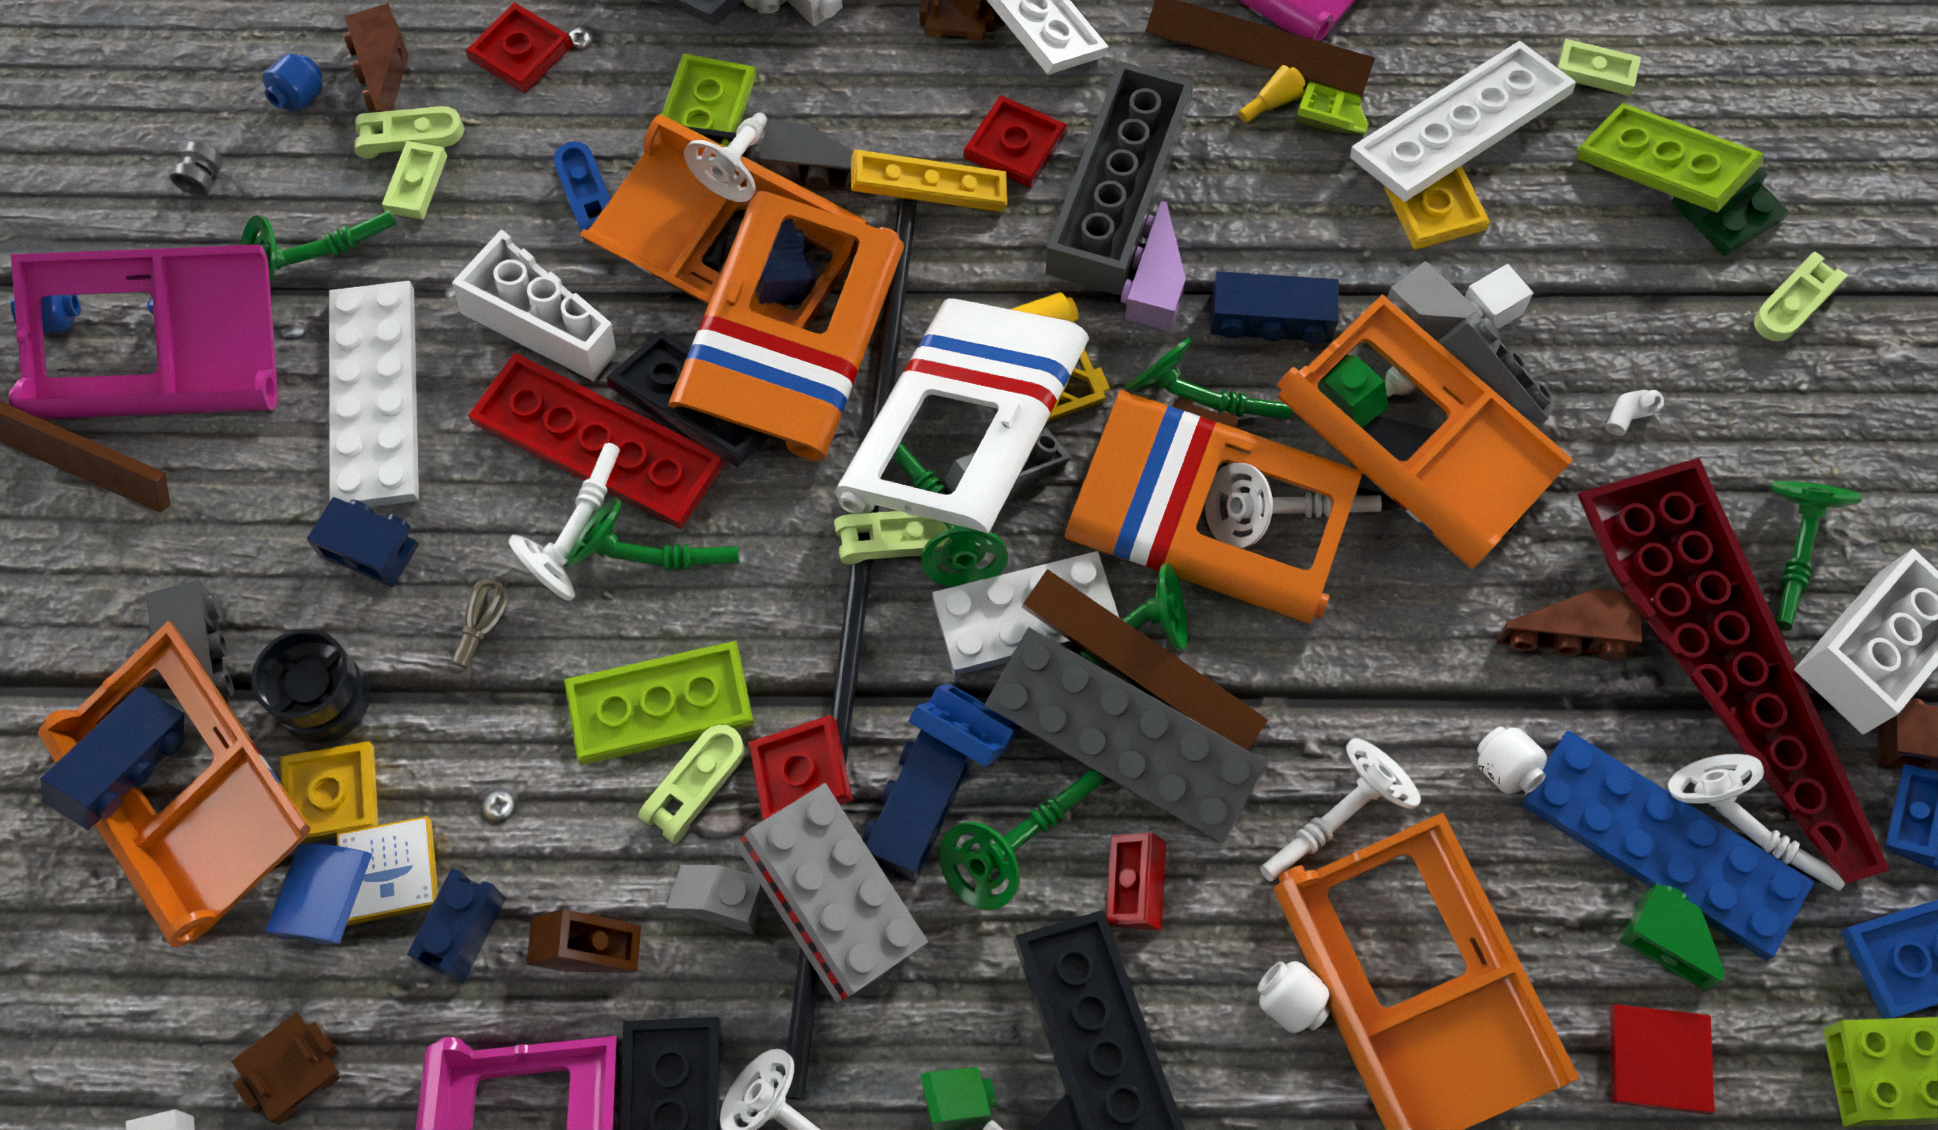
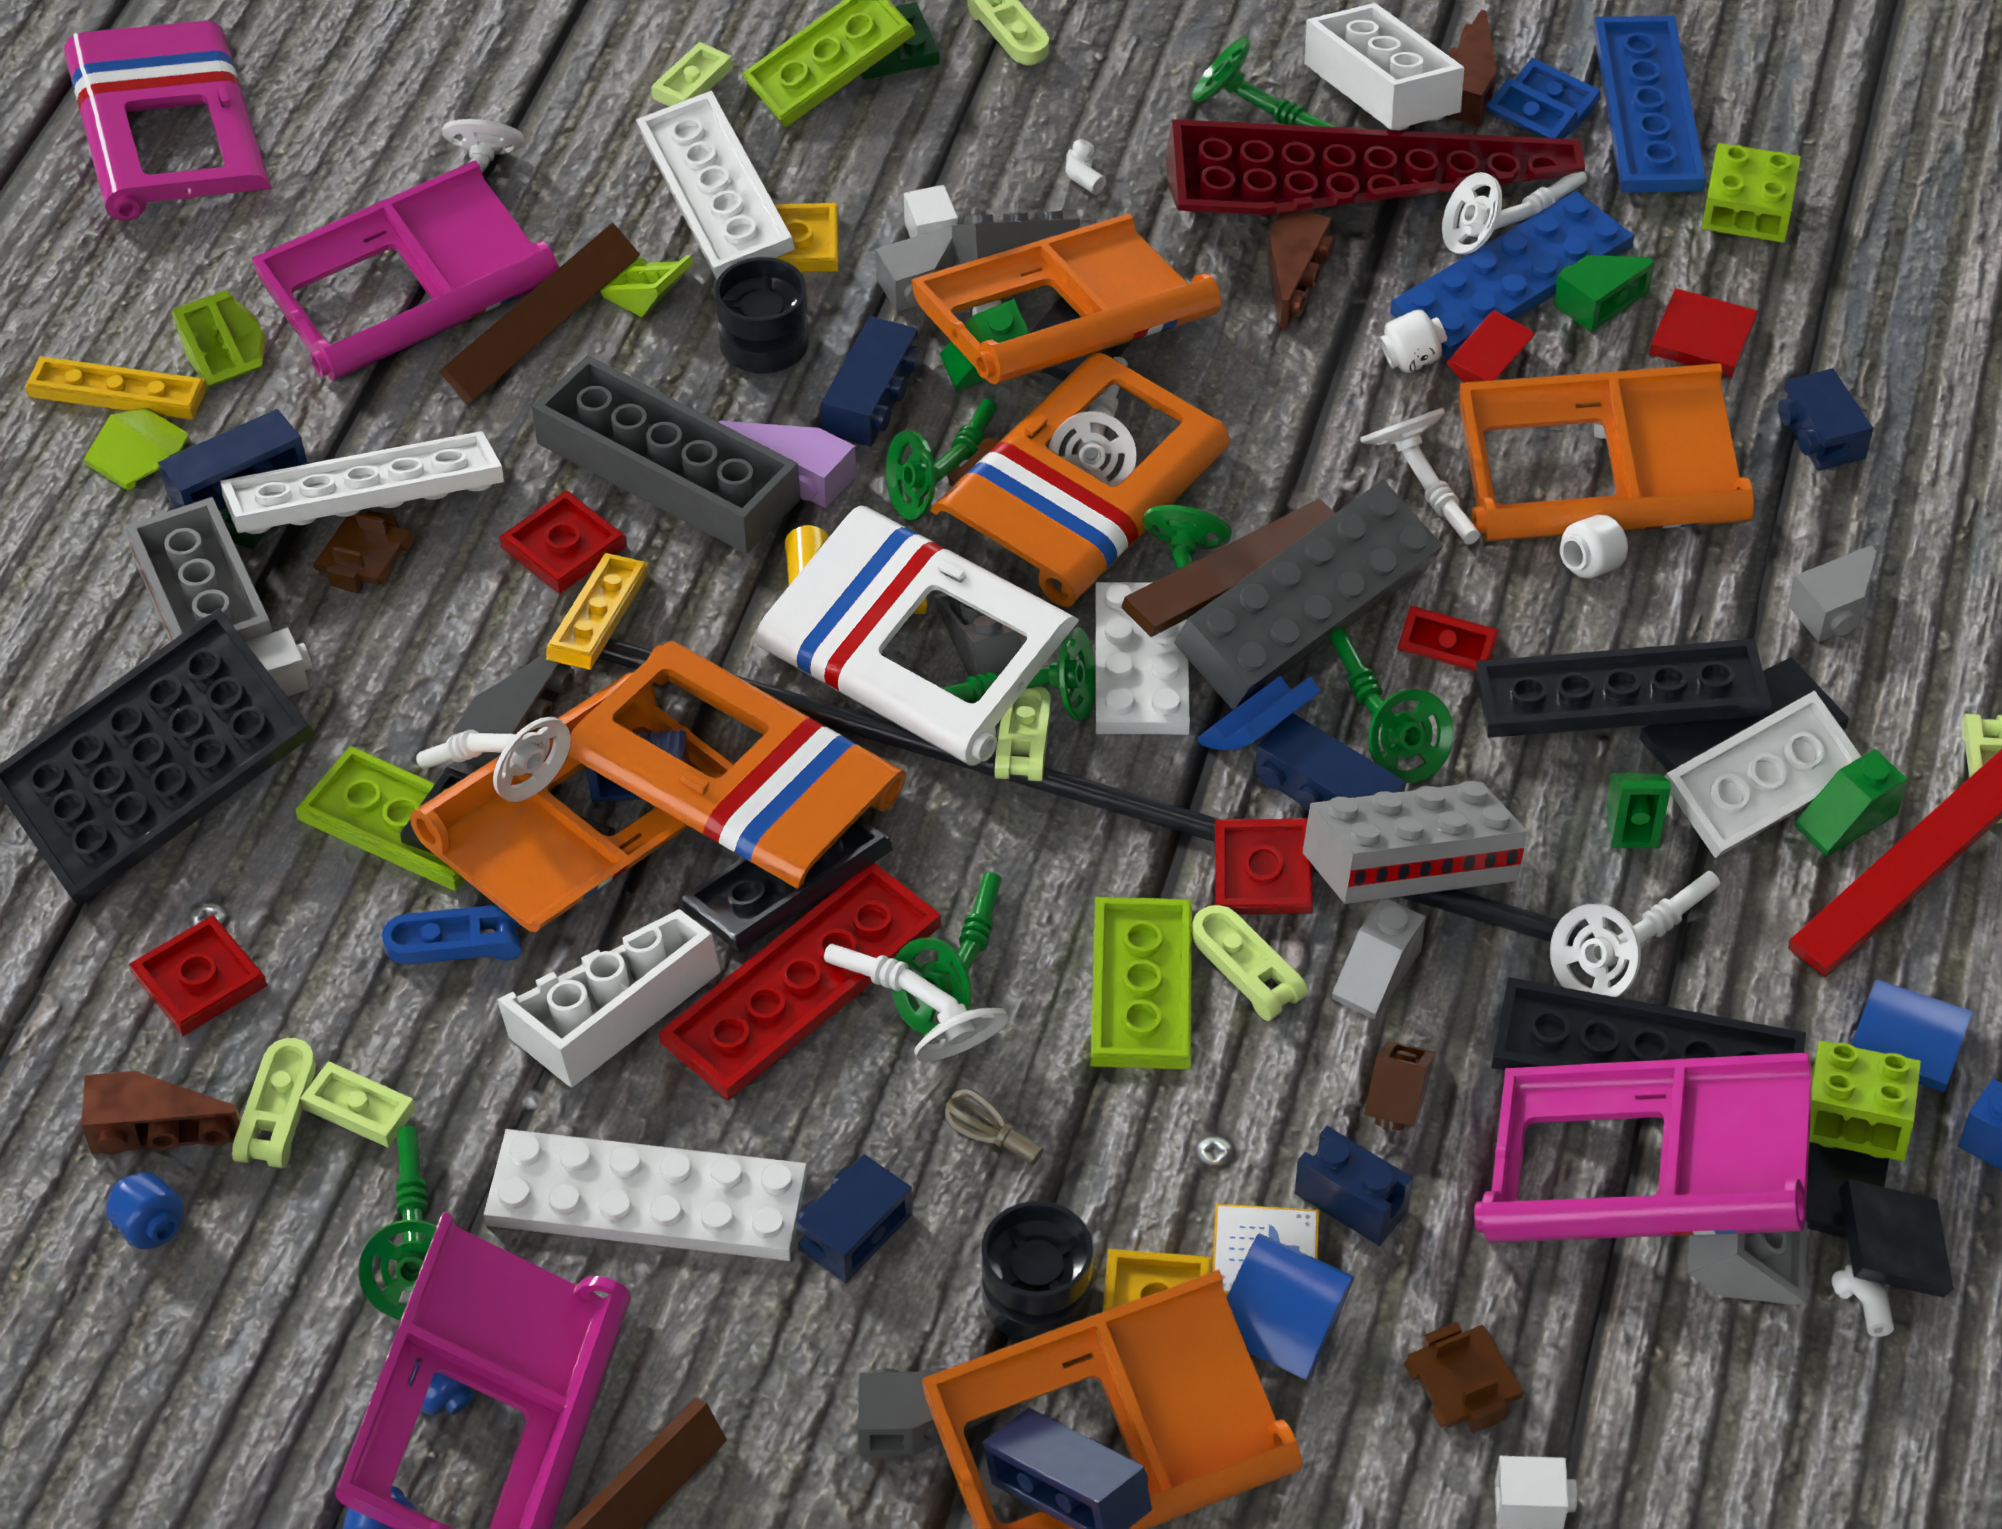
camera: 75 degrees left, 15 degrees down
(196, 169) = (229, 1335): flat silver wheel -> none
(1281, 89) = (605, 309): yellow cone -> none
(1305, 197) = (762, 315): none -> black wheel
(1533, 839) = (1489, 348): none -> red slope

